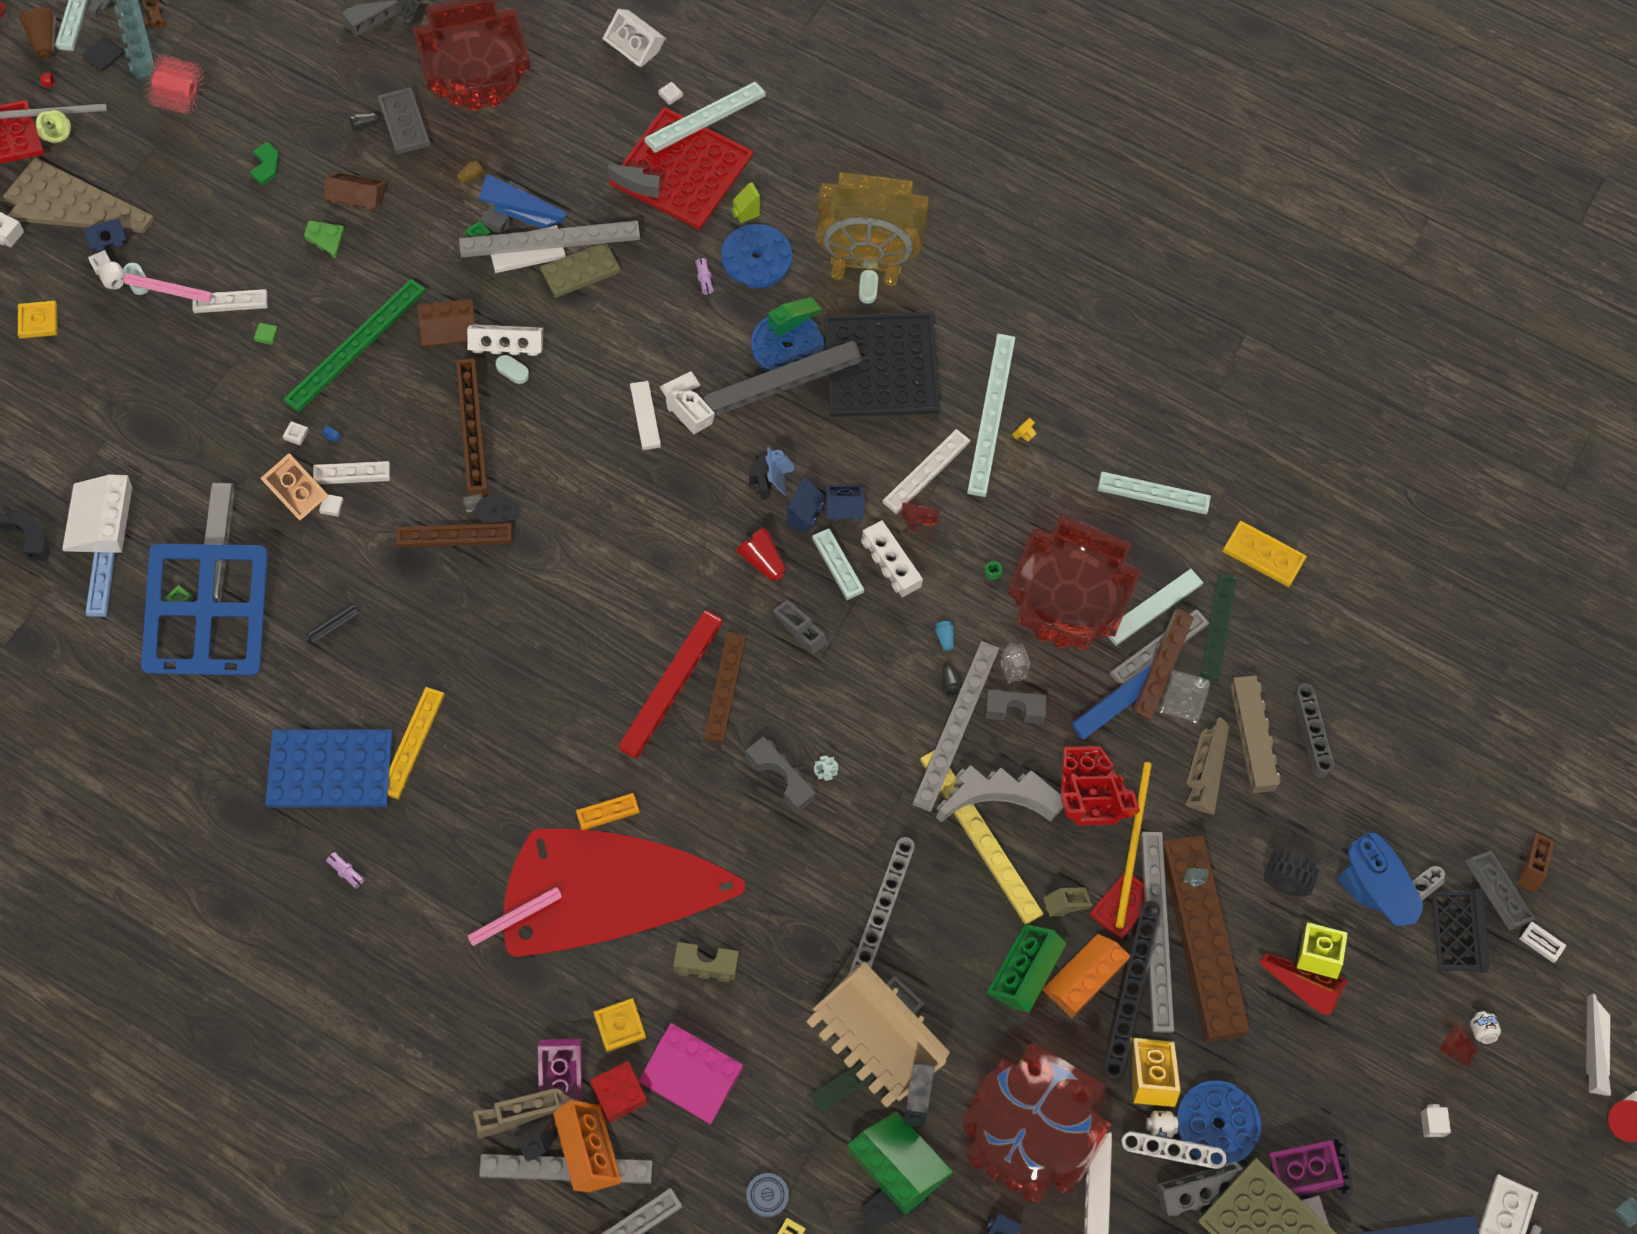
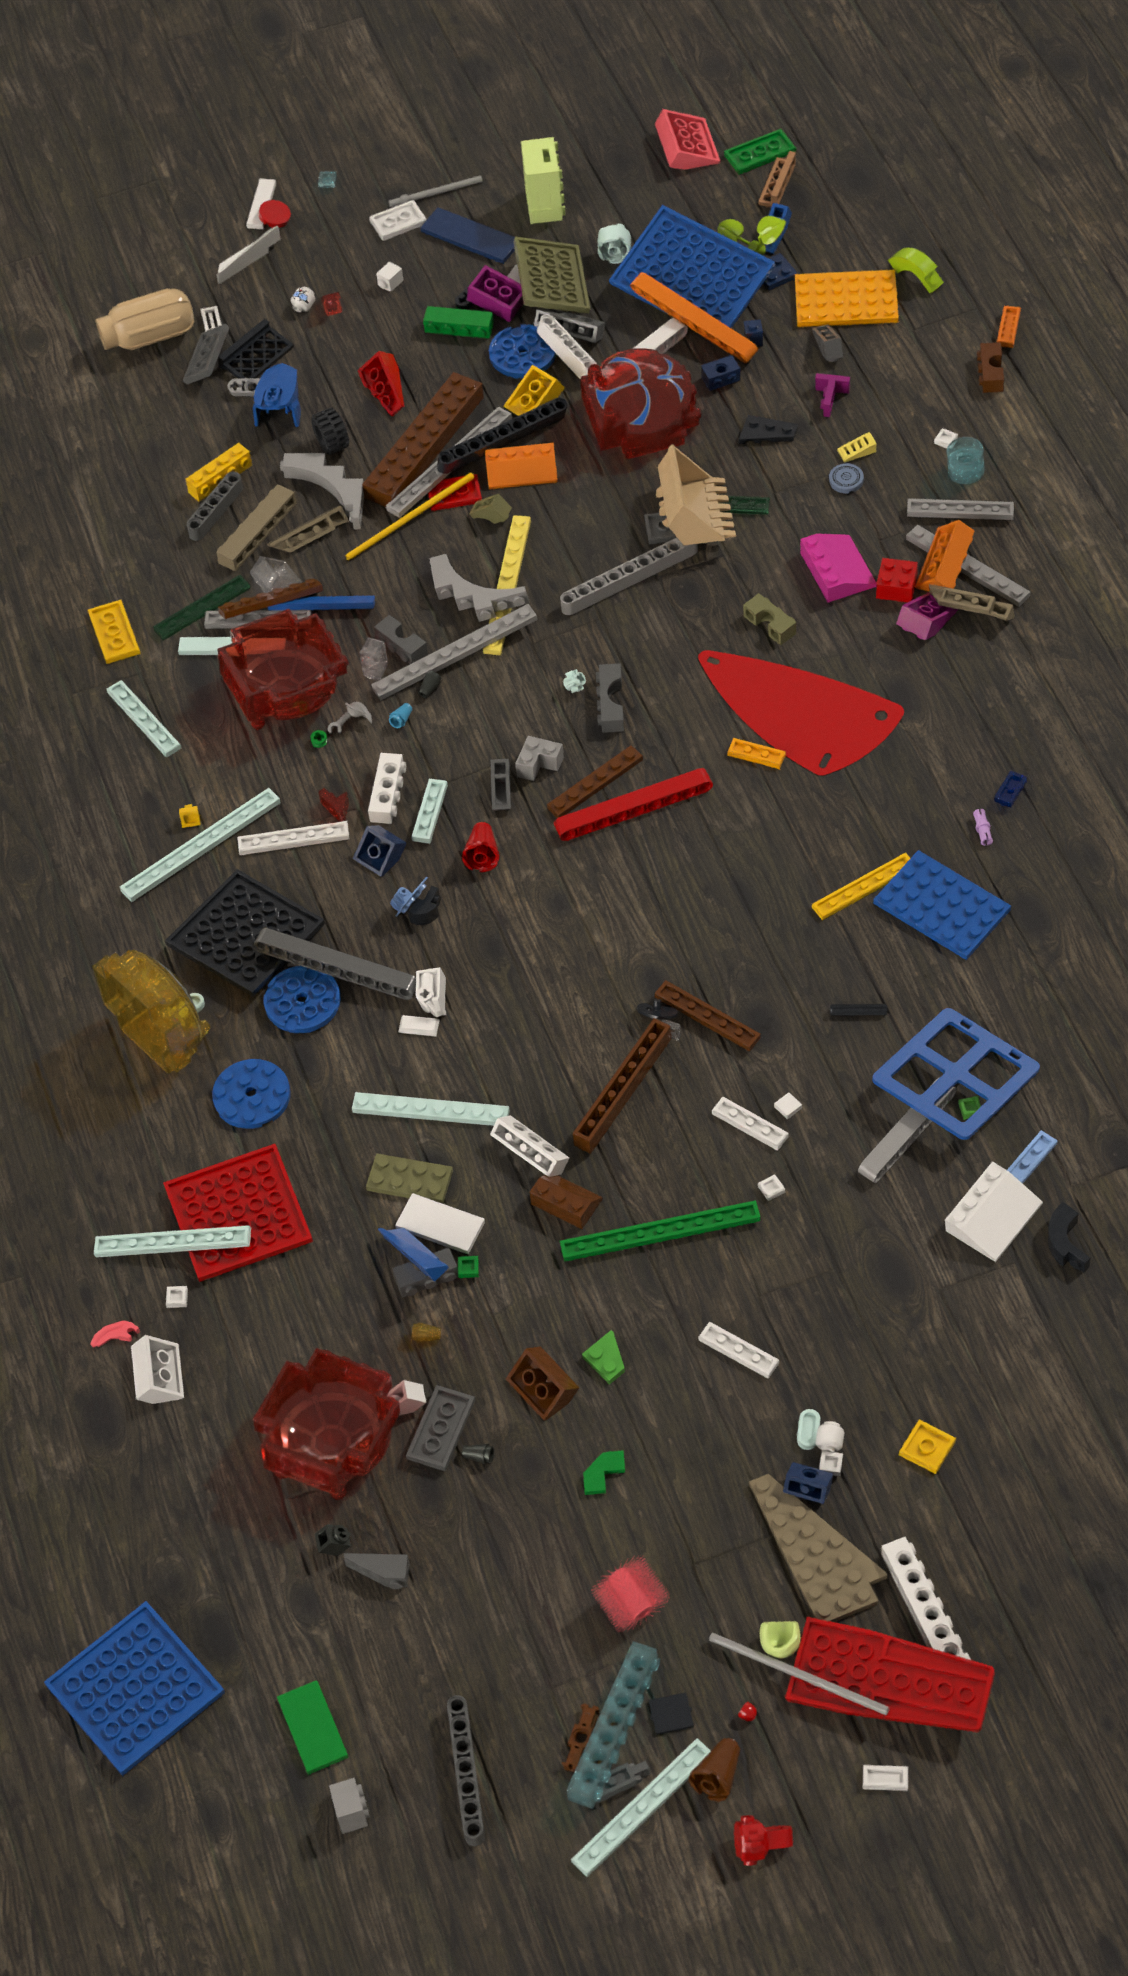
camera: 130 degrees left, 10 degrees down
(166, 287) = (787, 1389): bright pink axle -> none
(266, 333) = (729, 1295): bright green tile -> none
(294, 486) = (809, 1134): light nougat slope -> none
(331, 434) = (742, 1161): blue tile -> none
(345, 926) = (1010, 789): none -> clear blue plate
(444, 119) = (409, 1395): none -> slope
(512, 369) = (544, 1125): light aqua tile -> none
(514, 916) = (881, 725): bright pink axle -> none
(537, 1137) = (977, 583): black slope -> none
(549, 239) = (414, 1212): light grey plate -> none
(610, 328) = (428, 1109): none -> light aqua plate
(619, 1025) = (862, 622): yellow tile -> none
(635, 180) = (291, 1211): dark grey slope -> none
(645, 415) = (469, 1018): white tile -> none
(690, 48) = (118, 1330): none -> coral piece
(704, 276) = (312, 1102): lavender pin -> none
(746, 204) = (218, 1132): lime slope -> none
(792, 314) = (279, 1007): green slope -> none
(793, 673) = (538, 754): none -> light grey brick
(805, 506) = (416, 862): dark blue slope -> none
(899, 1161) = (745, 439): green slope -> none
(919, 1094) = (703, 456): black slope -> none
(983, 606) = (354, 709): none -> light grey piece
(1027, 967) = (557, 493): green slope -> none
(1092, 789) = (401, 556): red wedge -> none
(1162, 1124) = (558, 368): white head -> none
(1196, 876) = (396, 456): clear light blue plate -> none
(1239, 834) = (314, 469): none -> light grey arch
(1312, 1112) = (458, 322): none -> green brick
(1322, 950) = (358, 386): neon yellow brick -> none
(1347, 767) = (208, 477): none -> yellow brick
(1536, 863) = (165, 354): reddish brown slope -> none
(1588, 876) = (146, 320): none -> tan piece

